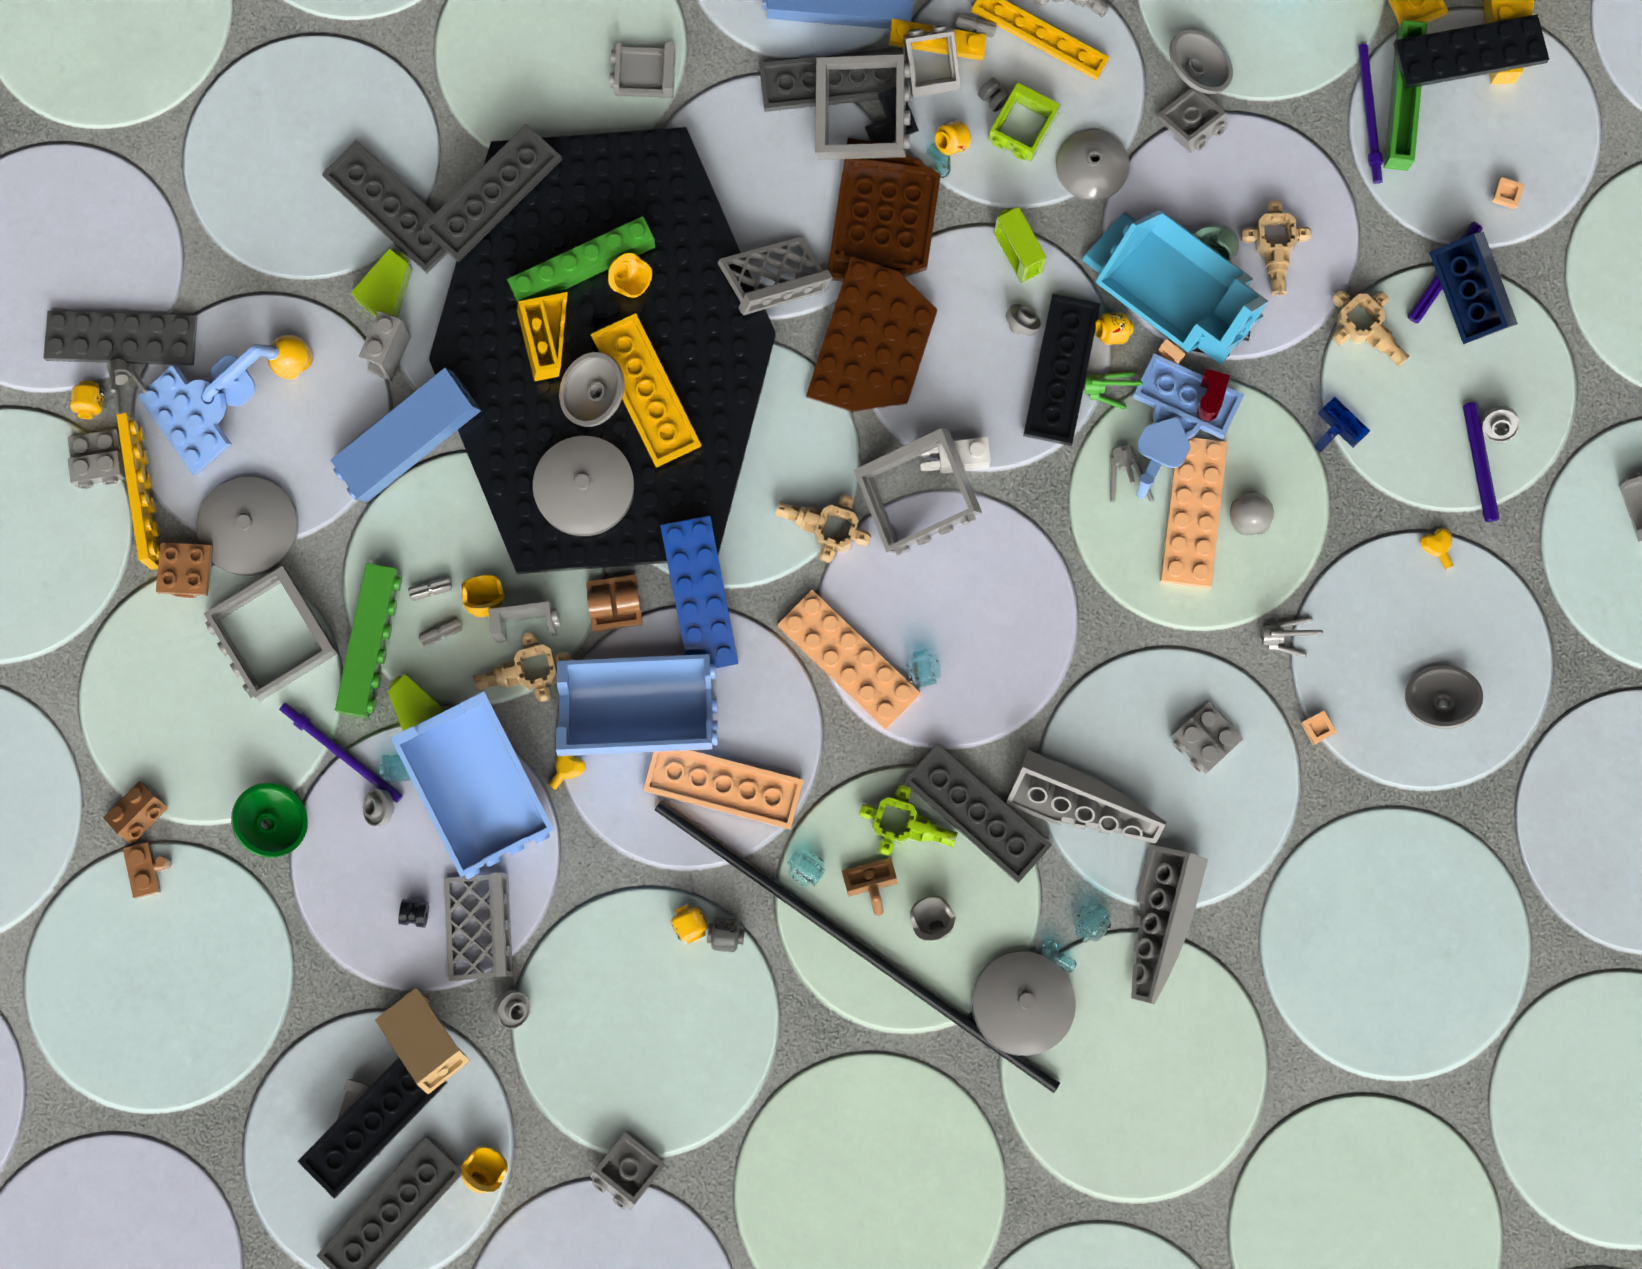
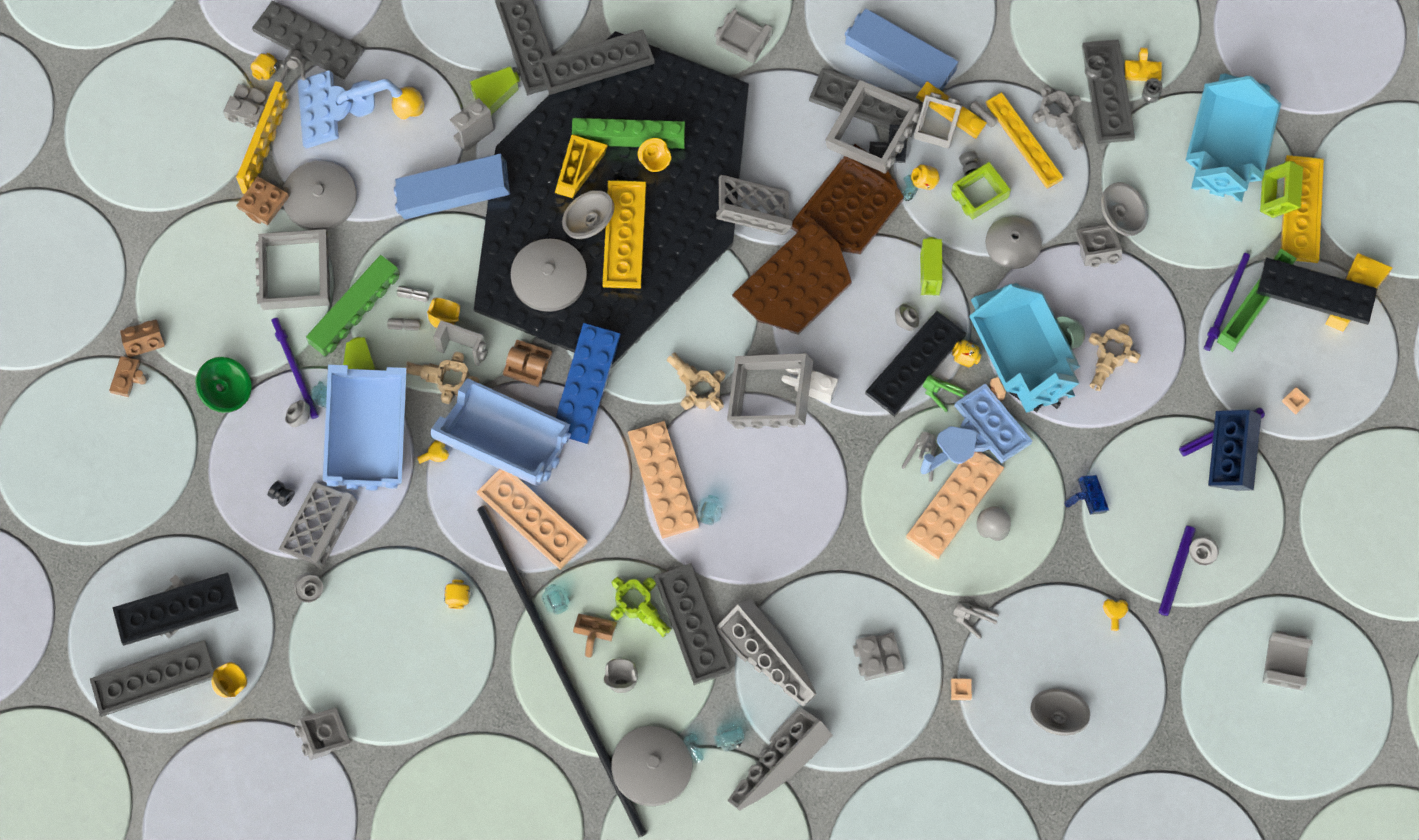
camera: 30 degrees right, 10 degrees down
(421, 1041) = (237, 574): tan panel -> none
(725, 934) = (476, 614): dark grey head -> none
(1212, 401) = (1005, 432): dark red leg -> none
(1376, 334) = (1149, 447): tan piece -> none

